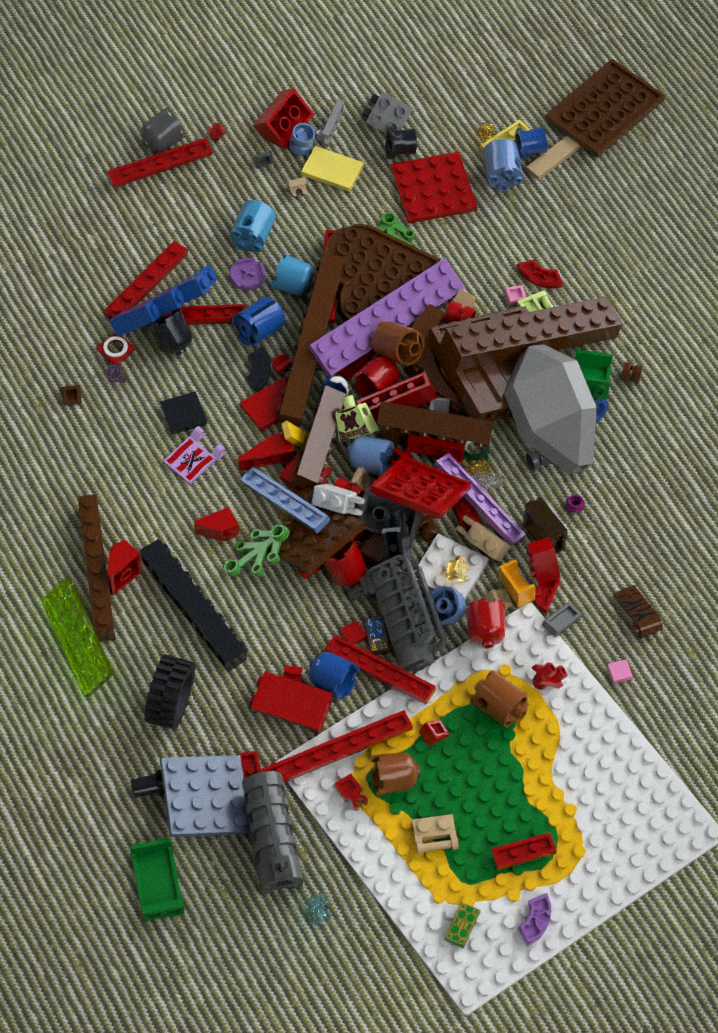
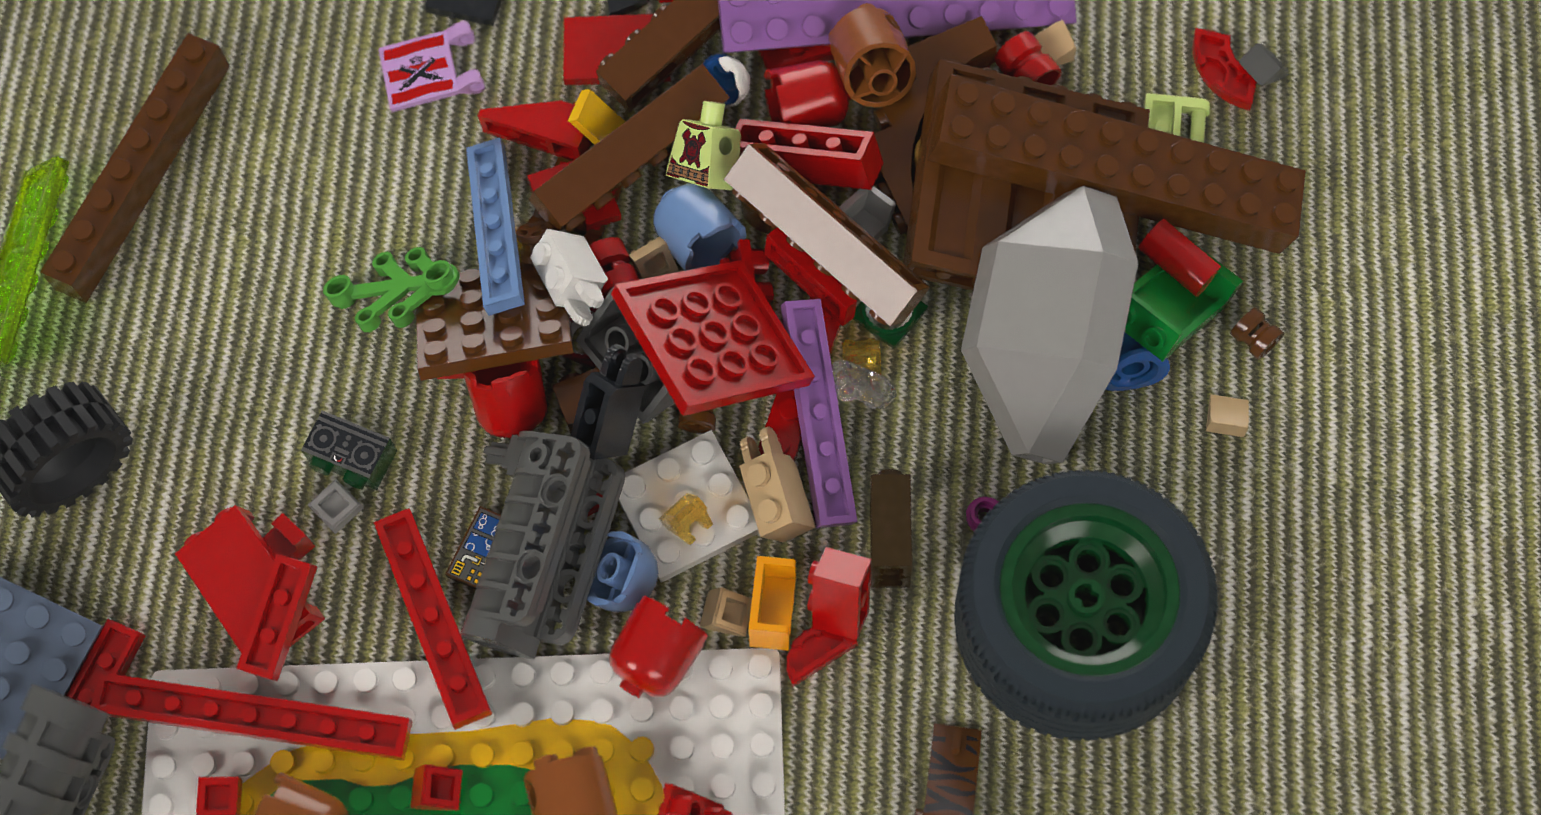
camera: 40 degrees right, 10 degrees up
(123, 565) = (164, 187): red slope -> none
(193, 605) = (233, 320): black brick -> none
(218, 525) = (375, 205): red slope -> none
(289, 628) = (348, 451): none -> brick
(299, 655) = (335, 506): none -> light grey tile
(321, 700) = (276, 617): none -> red plate
(333, 674) = (348, 580): blue cylinder -> none
(353, 633) = (445, 522): red tile -> none
(514, 294) = (1154, 79): bright pink tile -> none
(536, 459) = (967, 399): dark grey wheel -> none
(556, 264) = (1263, 65): none -> dark grey slope
(562, 619) = (805, 717): dark grey tile -> none
(585, 357) = (1179, 257): none -> red brick
(642, 412) = (1228, 416): none -> tan slope
(645, 481) = (1131, 540): none -> wheel

